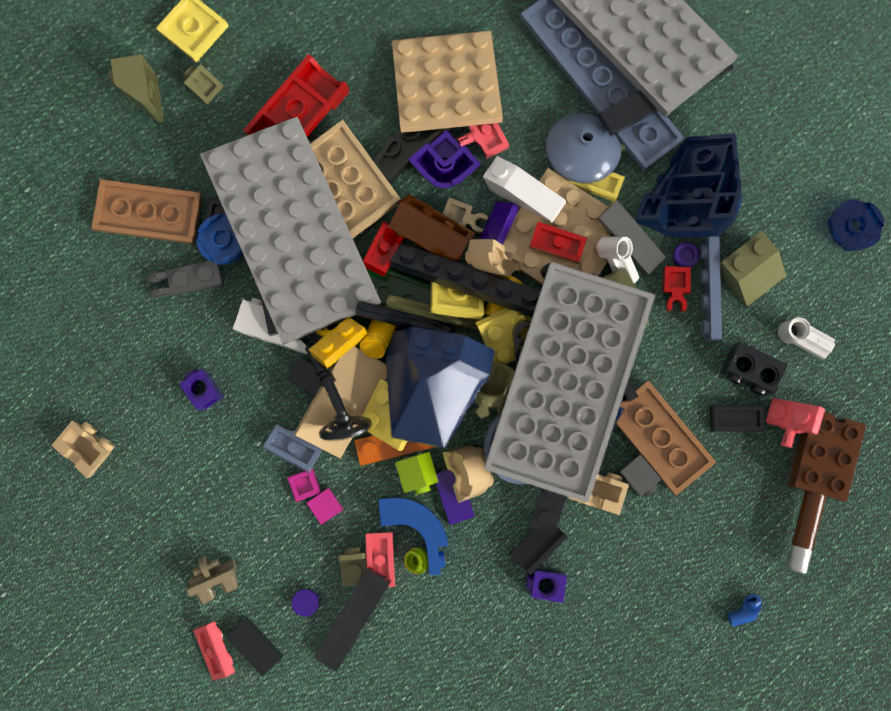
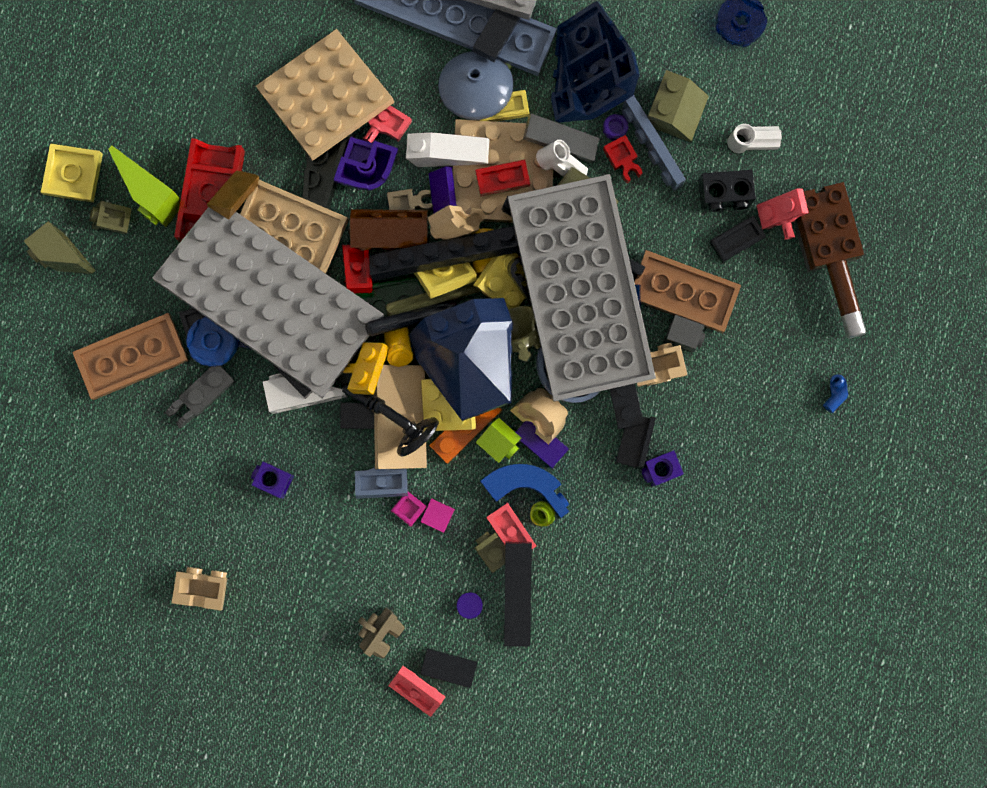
camera: 40 degrees left, 0 degrees up
(243, 82) = (155, 199): none -> lime slope
(314, 121) = (233, 193): none -> pearl gold slope

